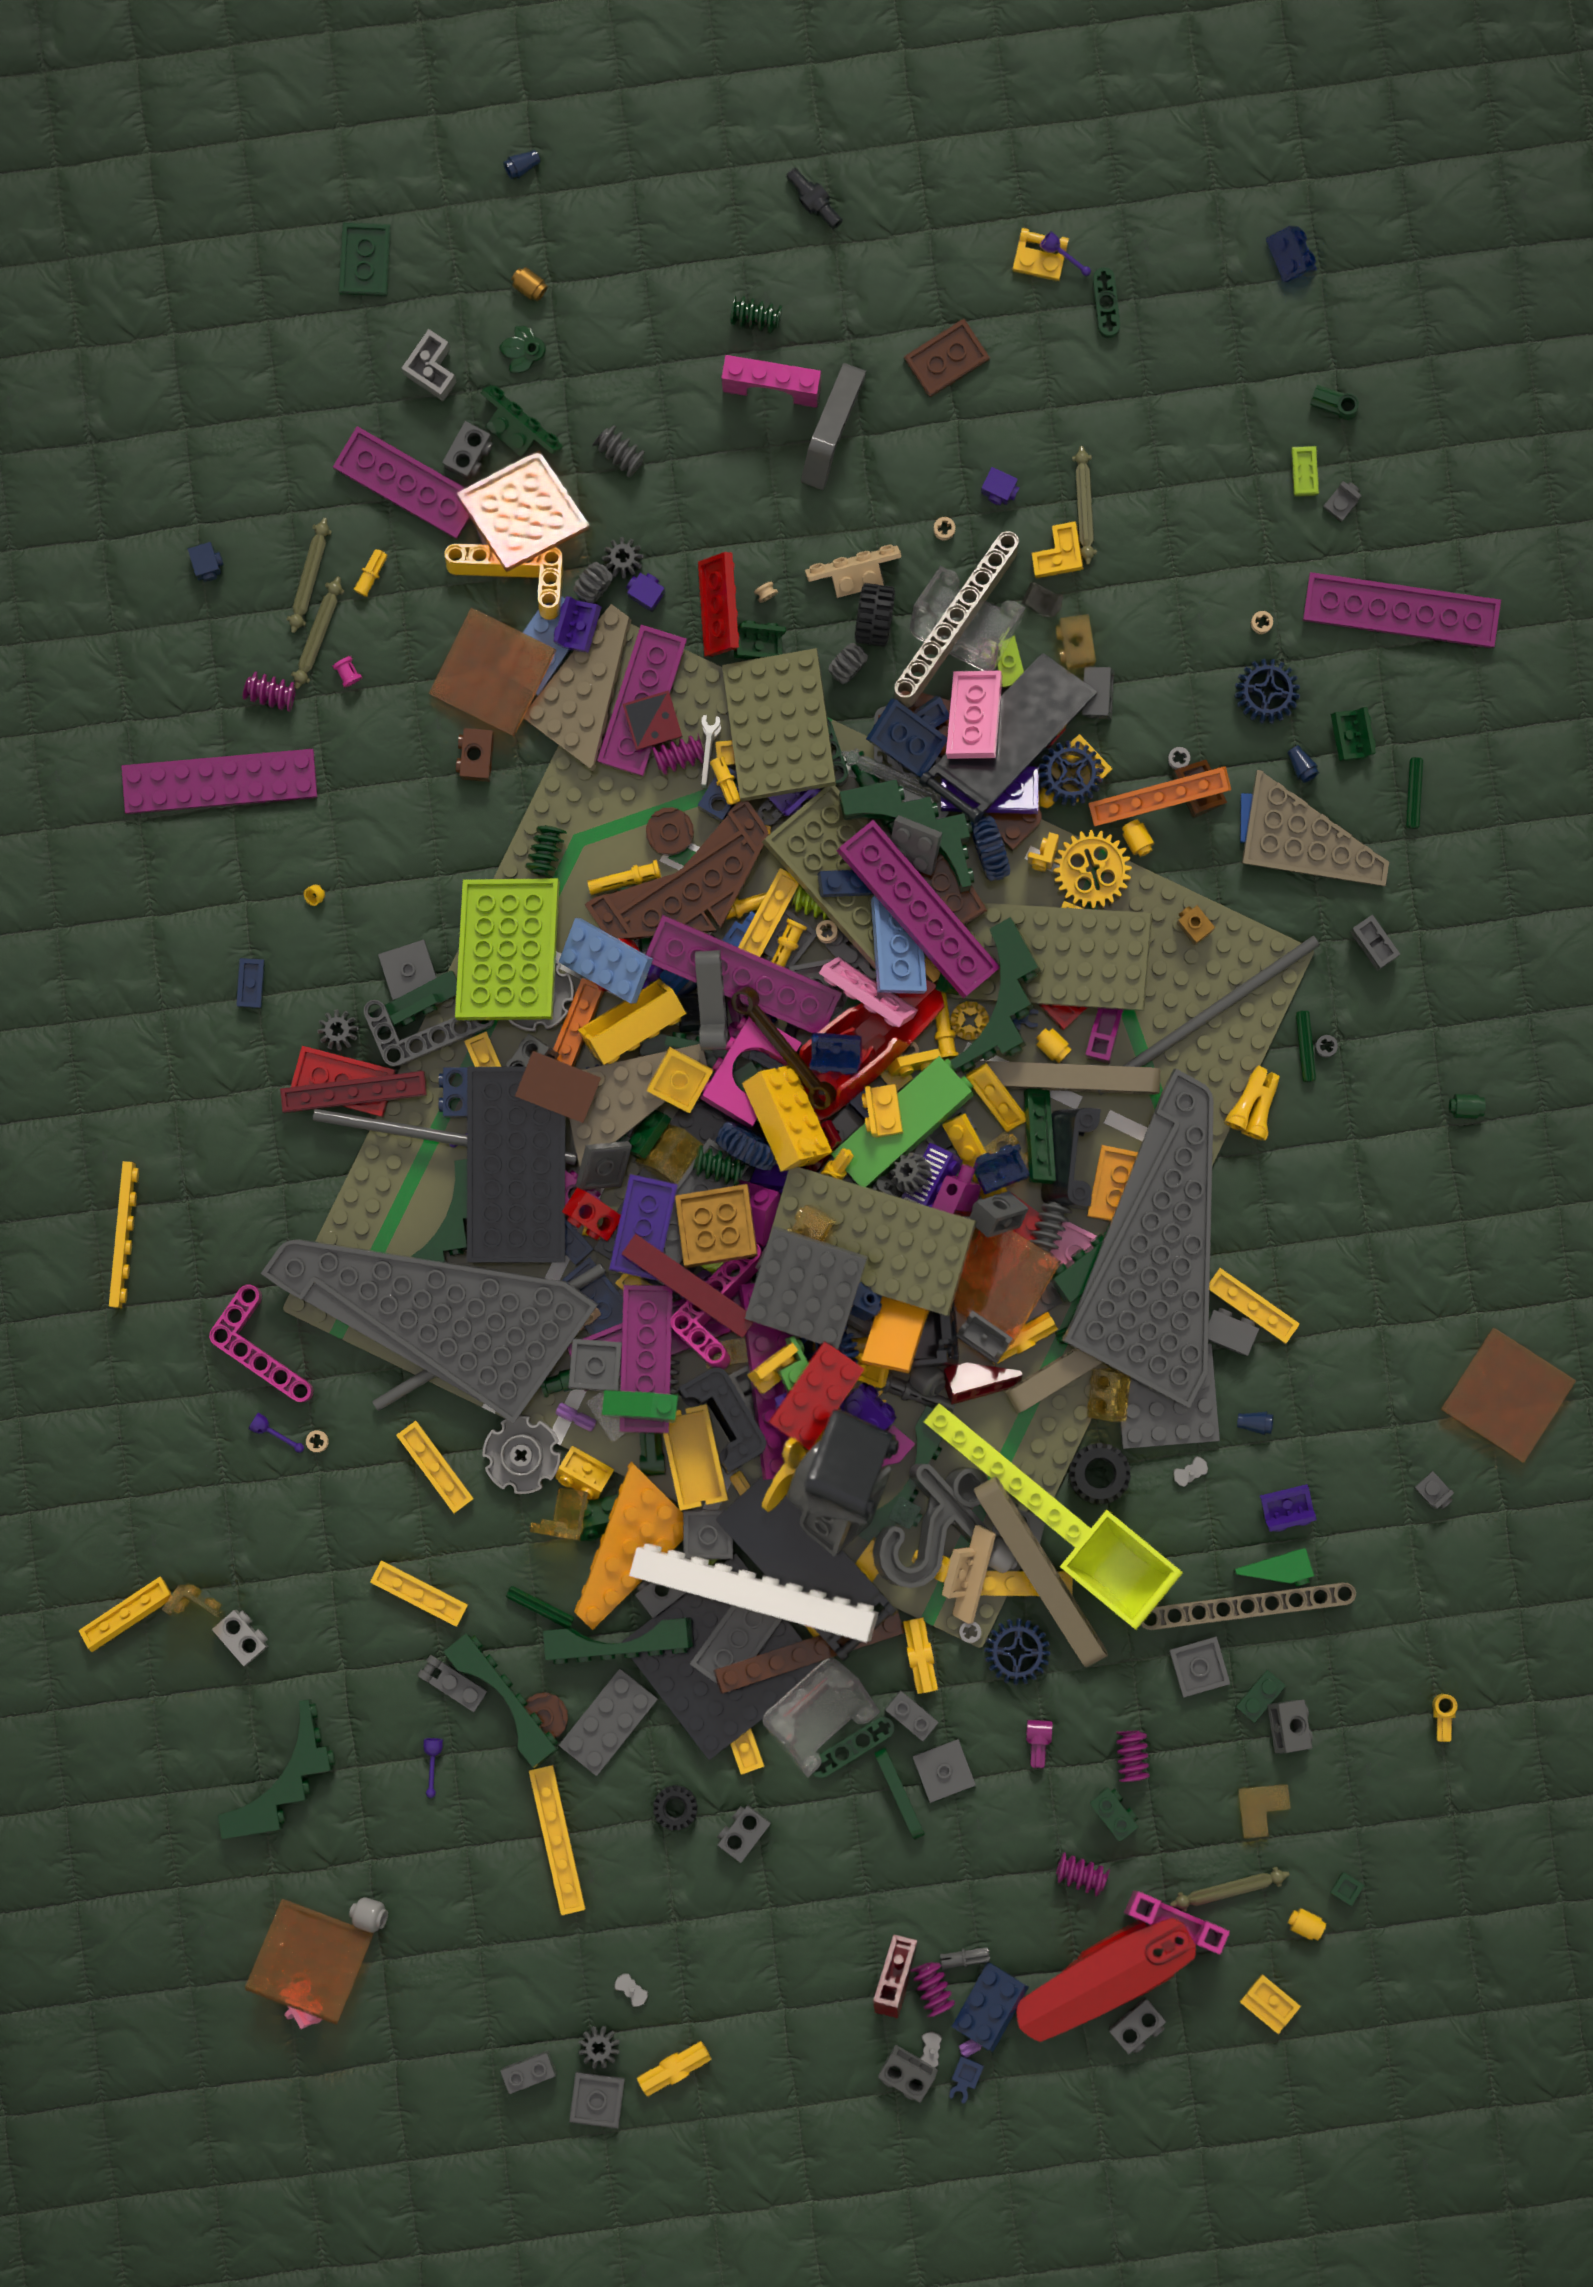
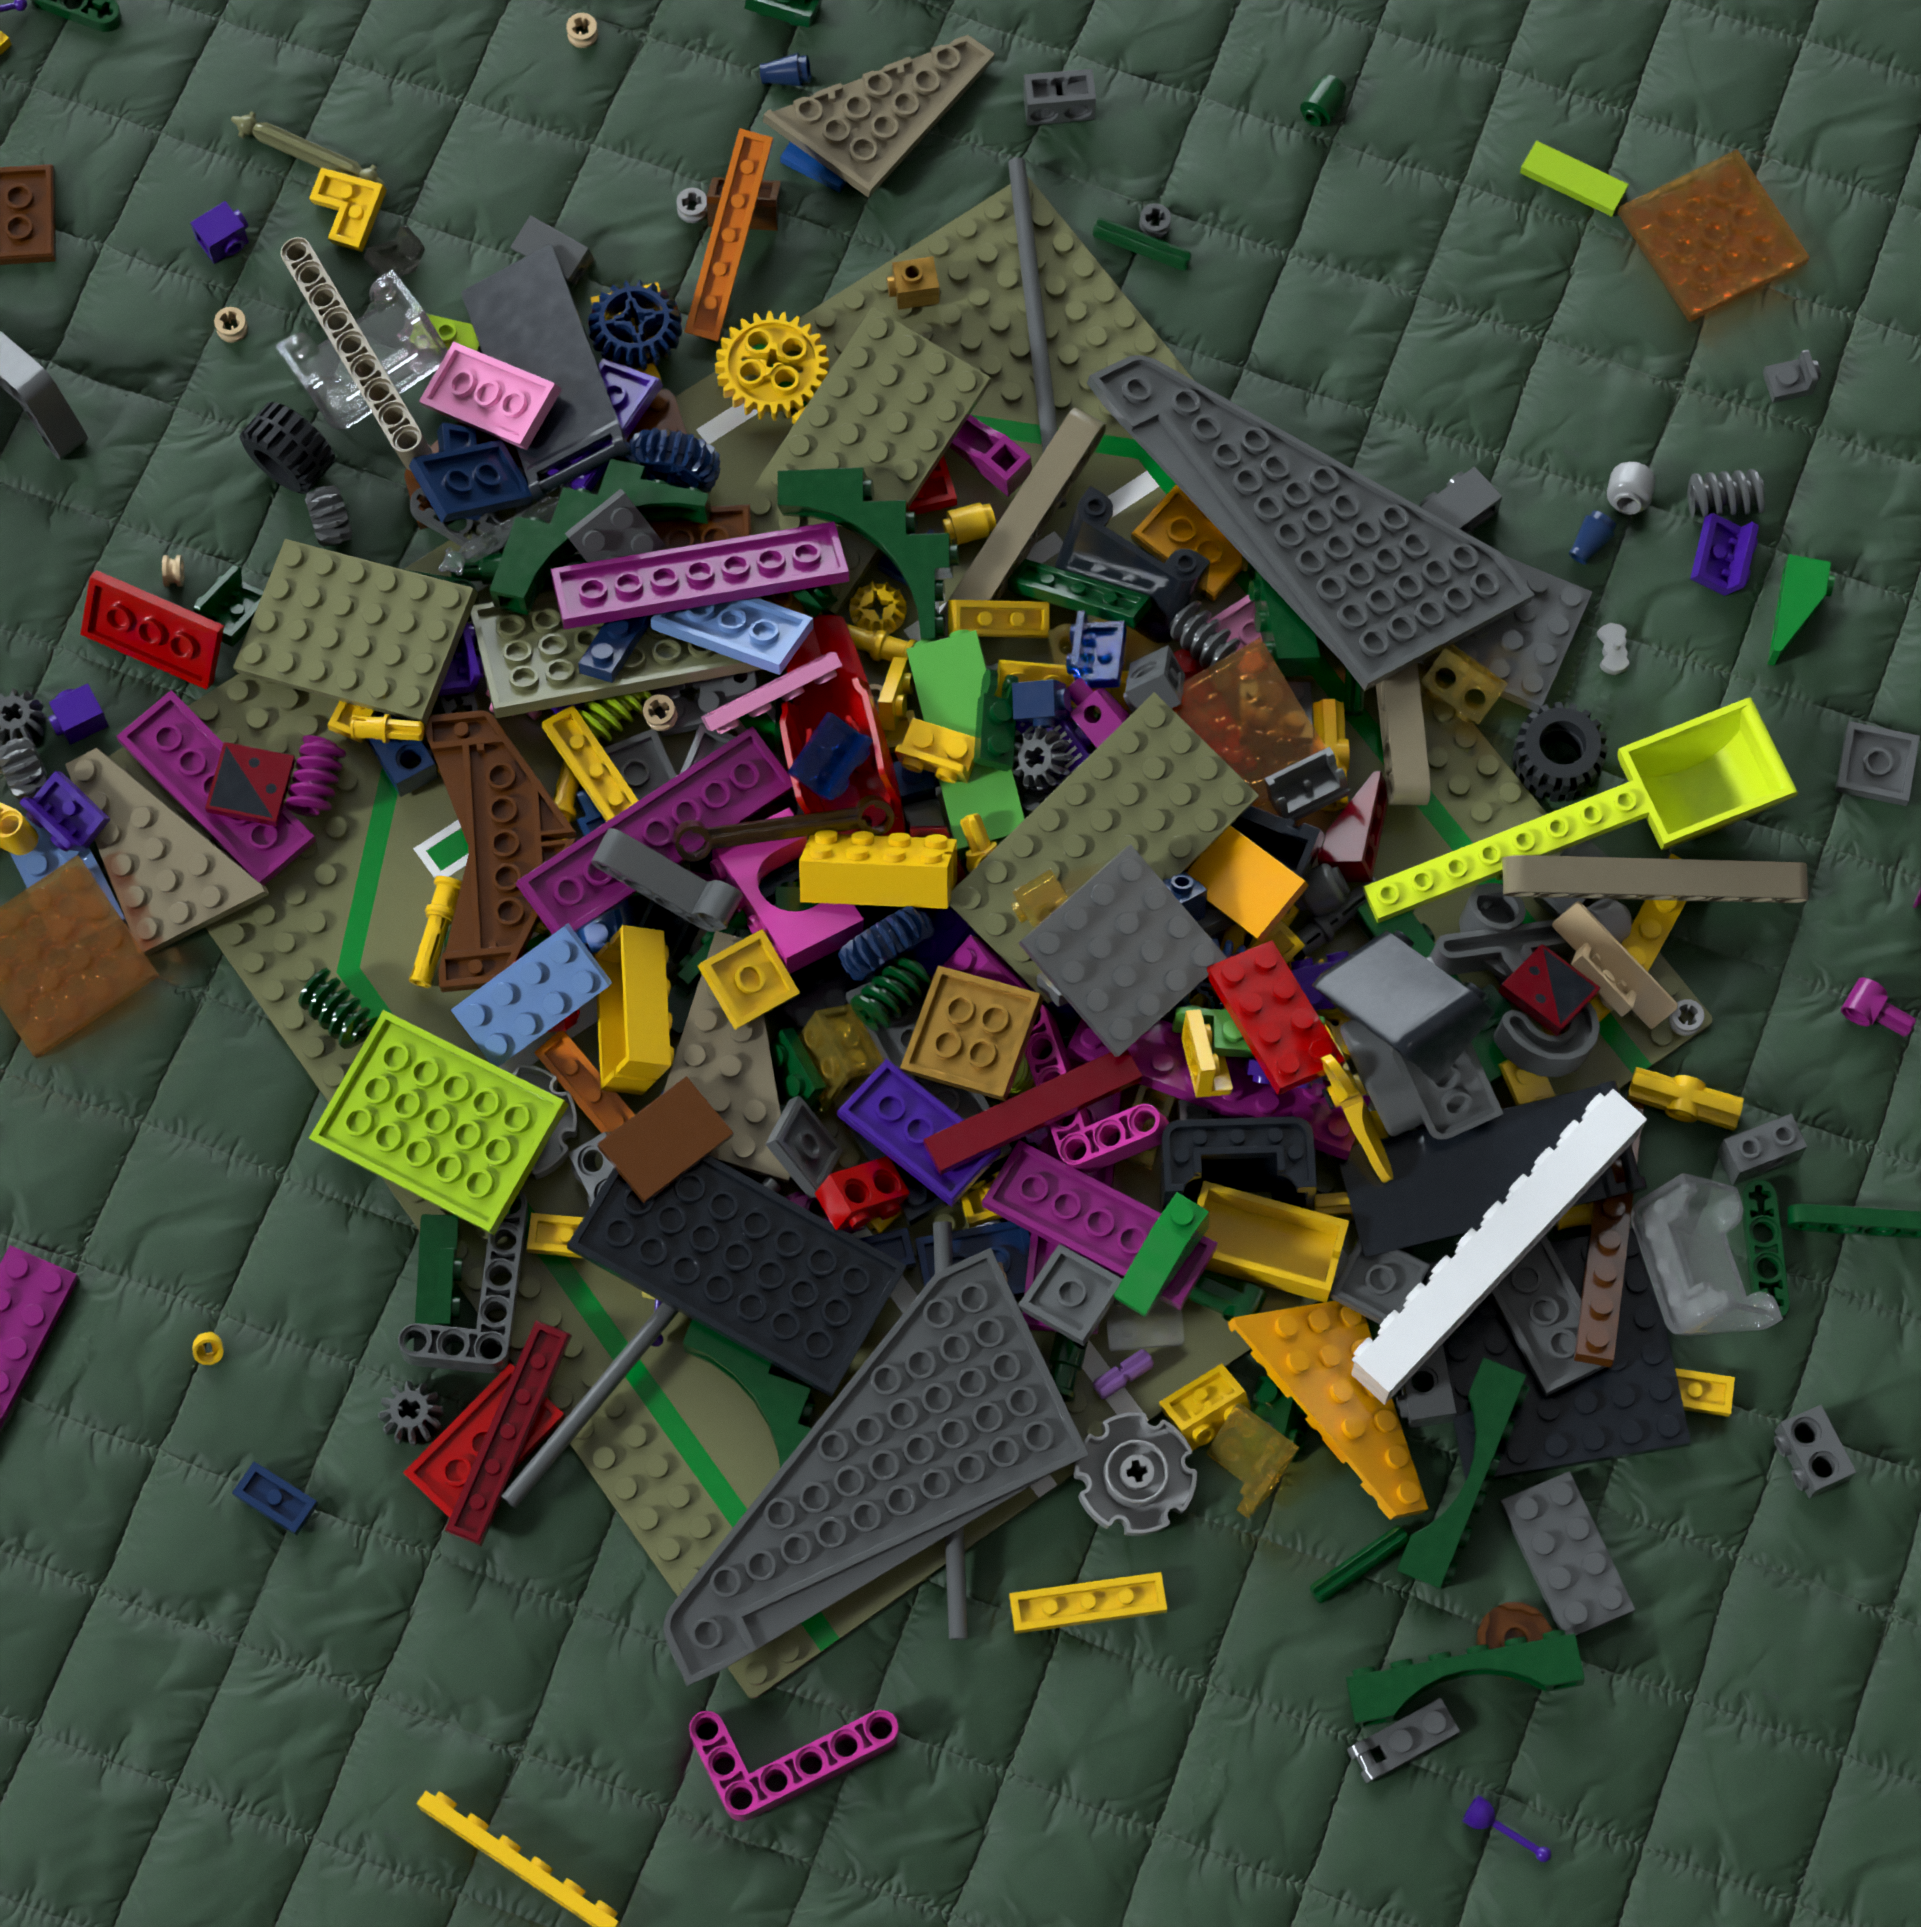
camera: 70 degrees left, 15 degrees down
(261, 1424) = (896, 1814): dark purple hinge -> none
(323, 1436) = (964, 1760): tan bush -> none
(407, 968) = (382, 1280): dark grey plate -> none
(419, 1593) = (1253, 1718): yellow plate -> none
(451, 1092) = (597, 1287): dark blue brick -> none
(475, 769) = (141, 1019): reddish brown brick -> none
(557, 1840) = (1699, 1710): yellow plate -> none
(664, 1818) = (1733, 1503): black tyre -> none
(669, 831) = (408, 846): reddish brown tile -> none
(711, 733) = (323, 727): white flag -> none
(788, 942) = (642, 761): yellow pin -> none
(852, 573) = (219, 453): tan bracket -> none
(917, 1135) = (995, 723): none -> dark green hinge
(928, 1544) = (1549, 989): none -> dark red tile
(942, 1154) = (1040, 702): none -> dark blue brick
(944, 1770) = (1856, 1151): dark grey plate -> none
(1033, 1652) = (1757, 948): dark blue gear -> none
(1047, 853) = (720, 402): yellow bracket -> none
(1080, 628) = (472, 242): clear yellow brick -> none
(1137, 838) = (763, 297): yellow brick -> none
(1253, 1306) = (1441, 463): yellow plate -> none
(1258, 1090) = (1184, 337): yellow piece -> none
(1258, 1601) = (1833, 652): dark tan beam -> none
(1277, 693) = (672, 76): dark blue gear -> none
(1301, 1429) = (1631, 487): none -> light grey head
(1329, 1489) = (1726, 492): none -> dark grey piece
(1501, 1289) = (1574, 178): none -> lime tile

